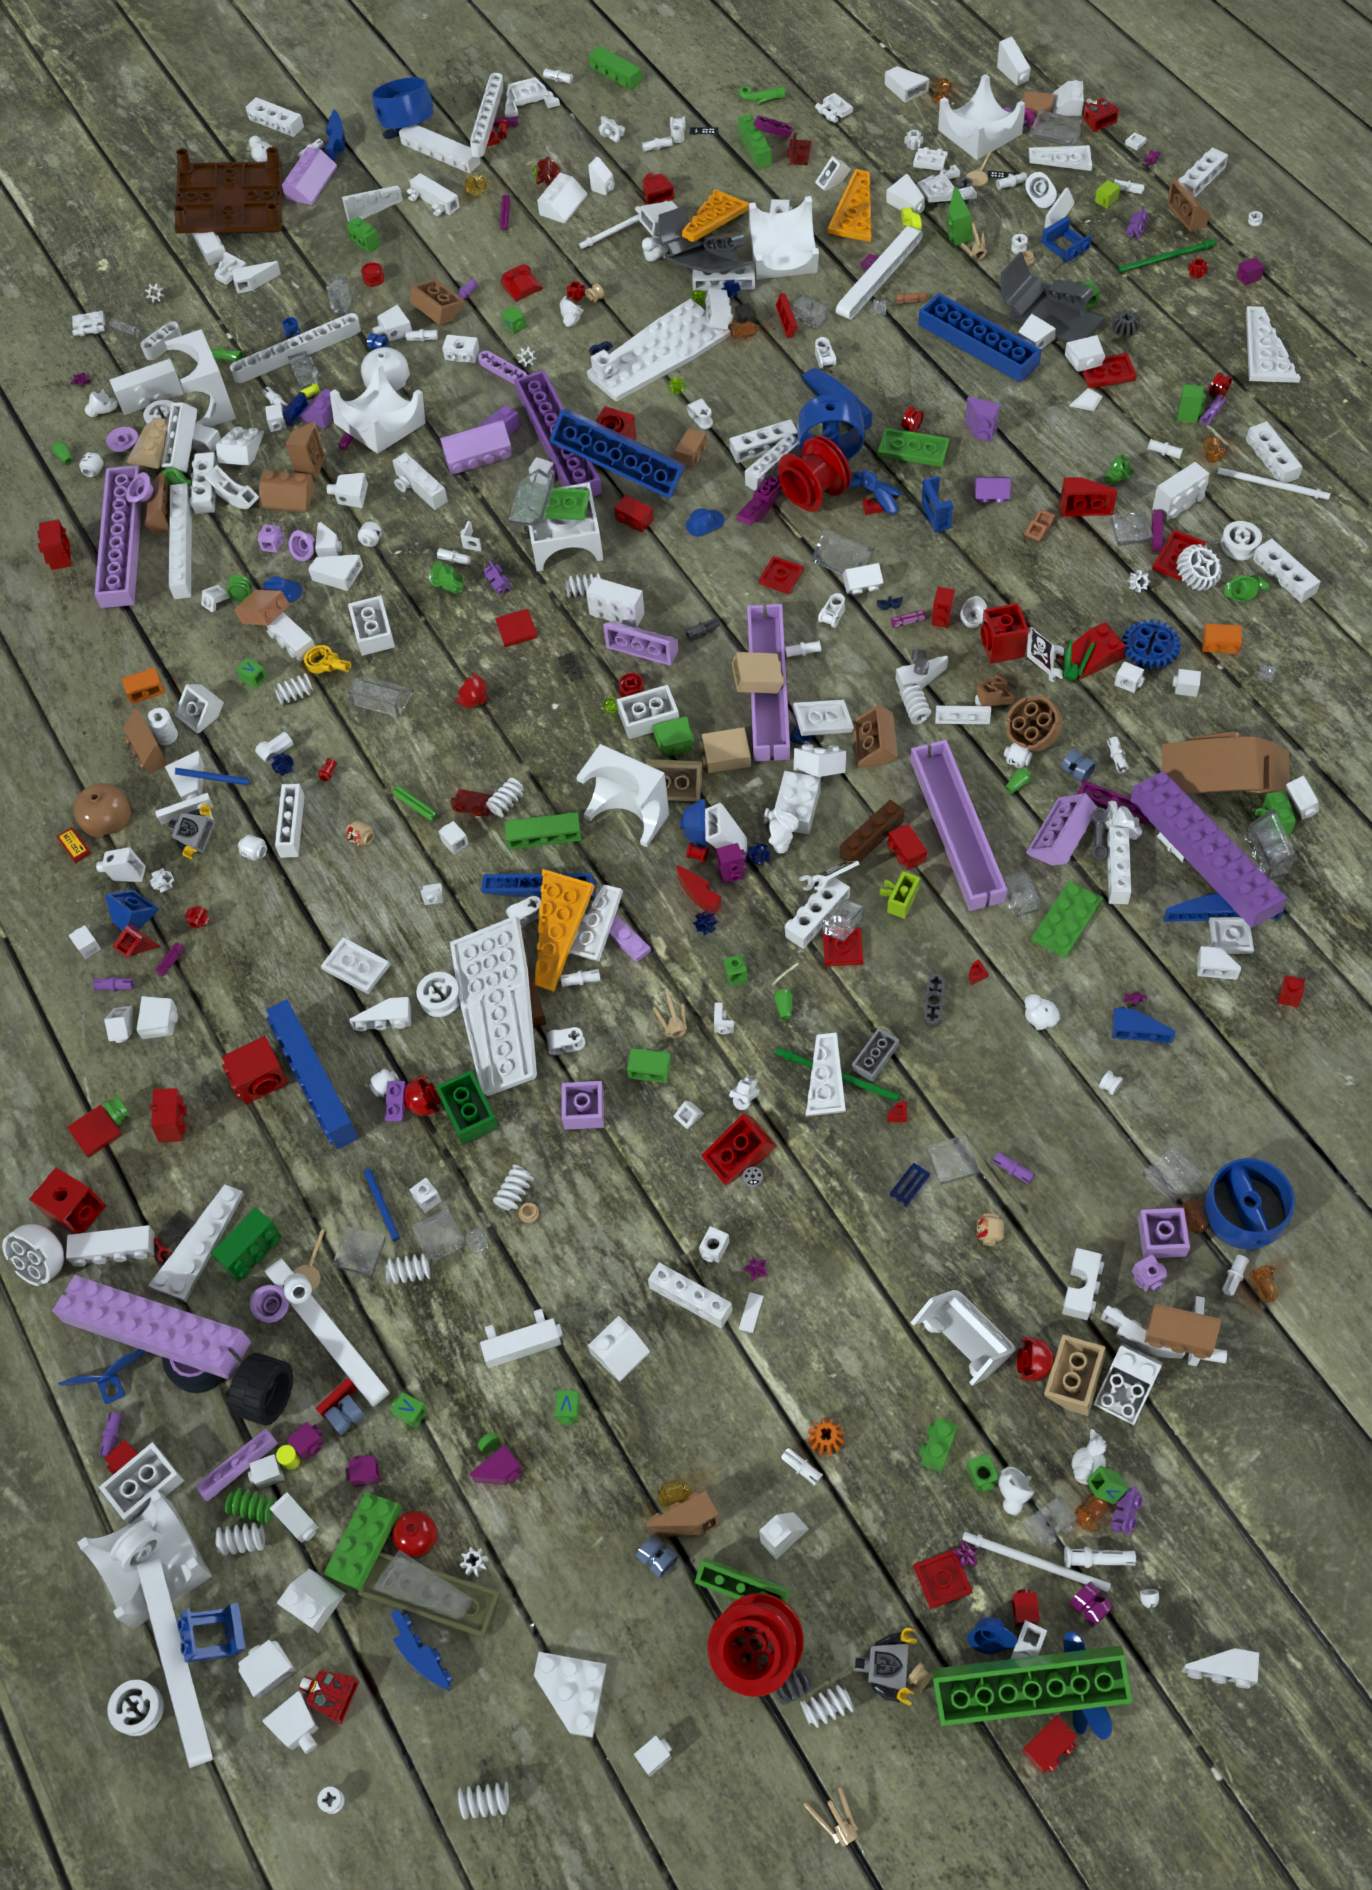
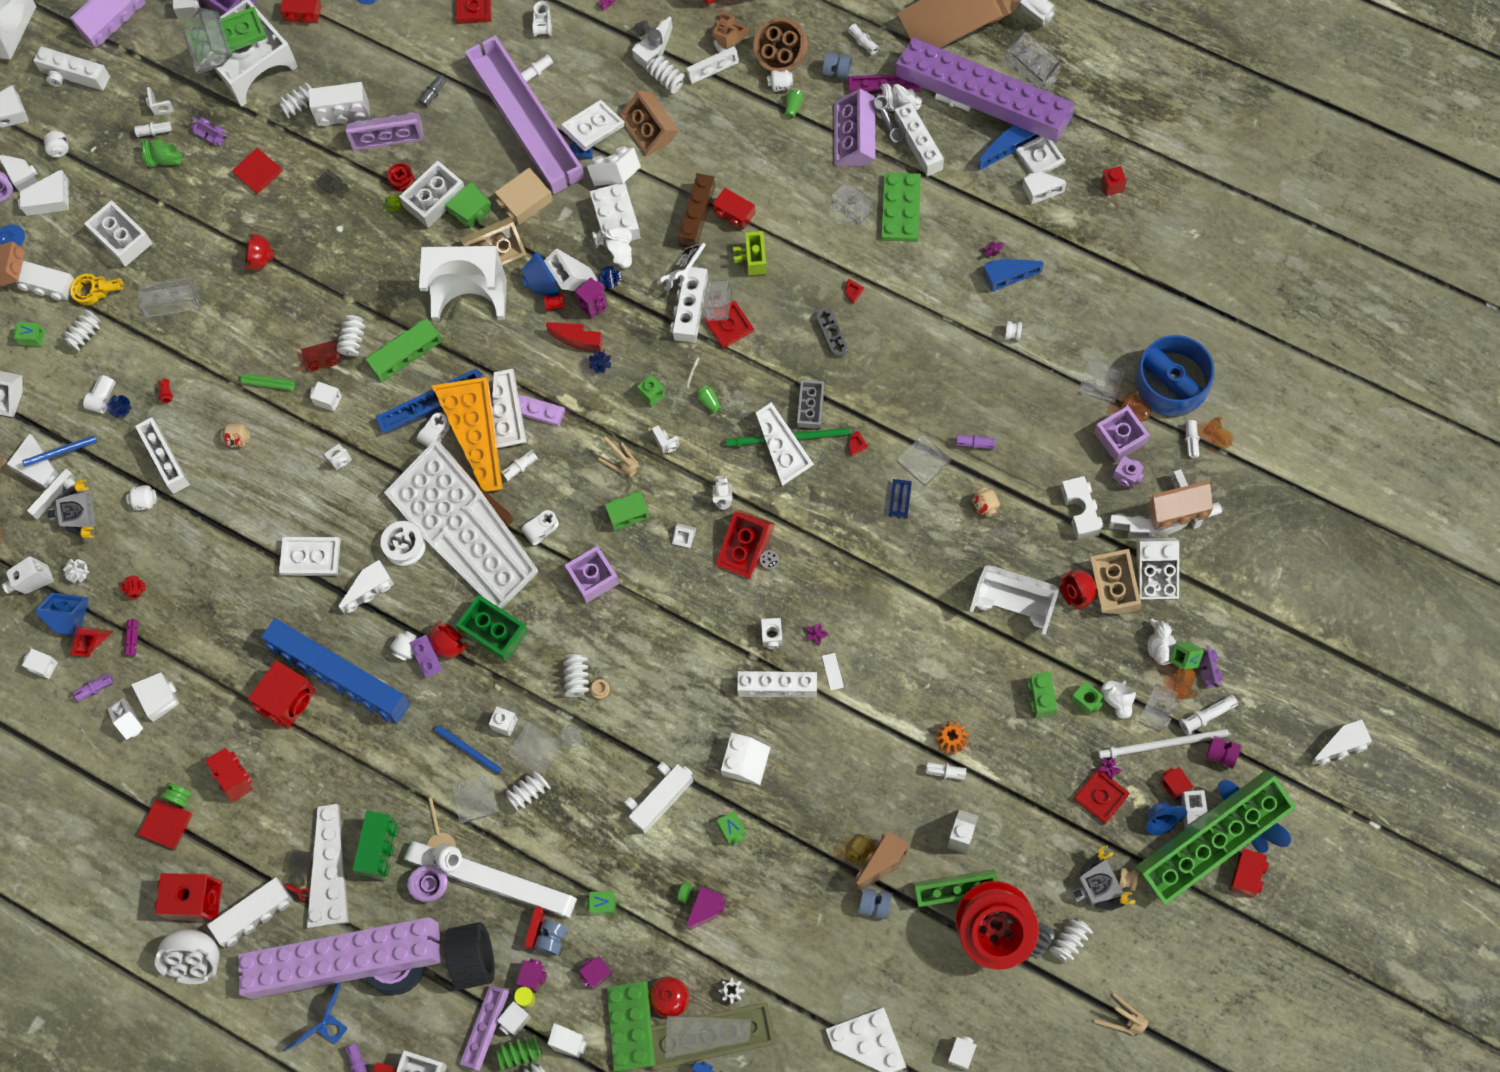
camera: 30 degrees left, 10 degrees up
(757, 672) = (514, 111): tan brick -> none
(958, 826) = (765, 167): lavender piece -> none
(1036, 1013) = (921, 299): white piece -> none
(1149, 1597) = (1261, 723): white hinge -> none
(1279, 802) = (1020, 20): bright green brick -> none

